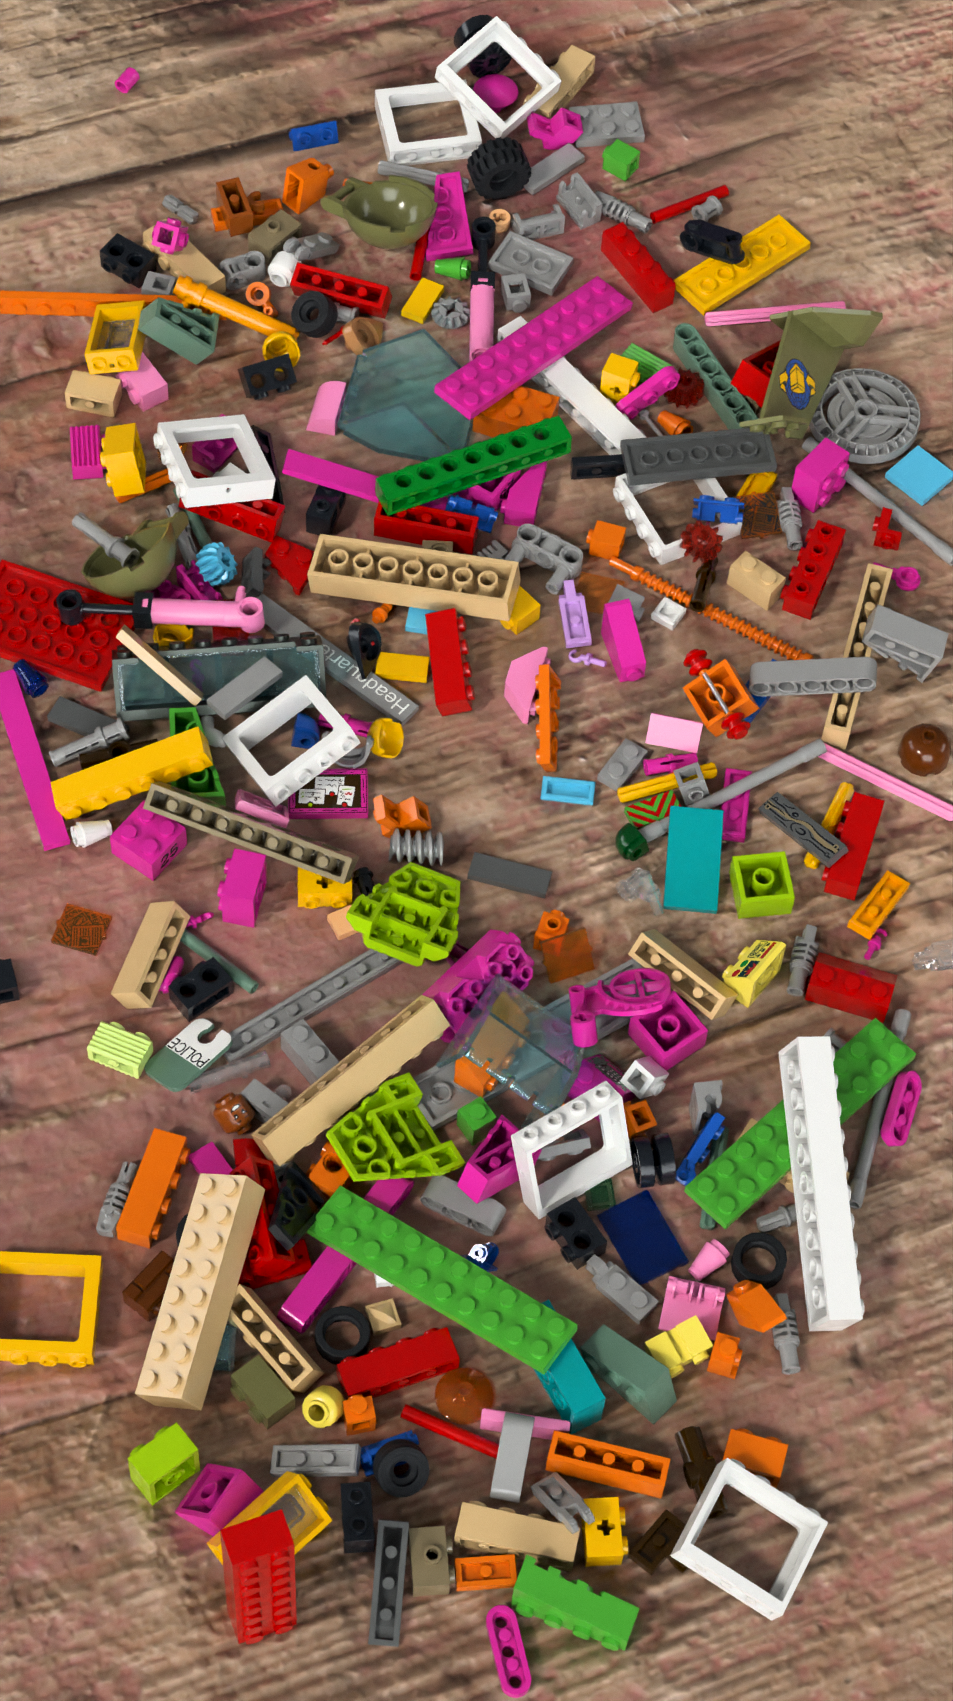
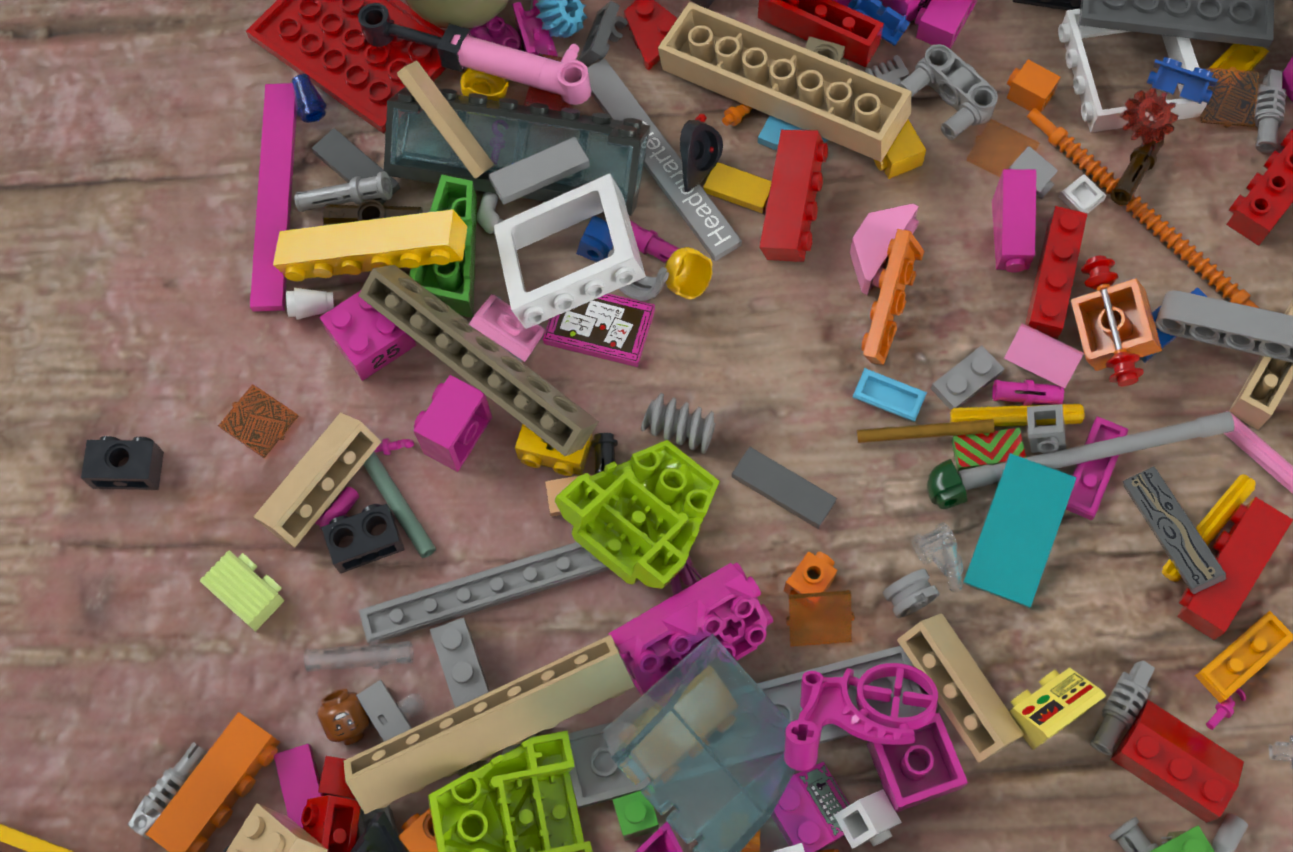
camera: 25 degrees right, 10 degrees up
(186, 1057) = (315, 622): piece -> none
(408, 814) = (680, 379): orange brick -> none
(574, 617) = (963, 174): lavender hinge -> none
(588, 659) = (965, 230): lavender hand -> none
(602, 809) = (925, 431): none -> pearl gold bar
(628, 921) = (911, 593): none -> light grey wheel
(665, 669) = (1056, 271): none -> red brick
(756, 580) = (1204, 180): tan brick -> none
(761, 885) = (1098, 590): lime brick -> none

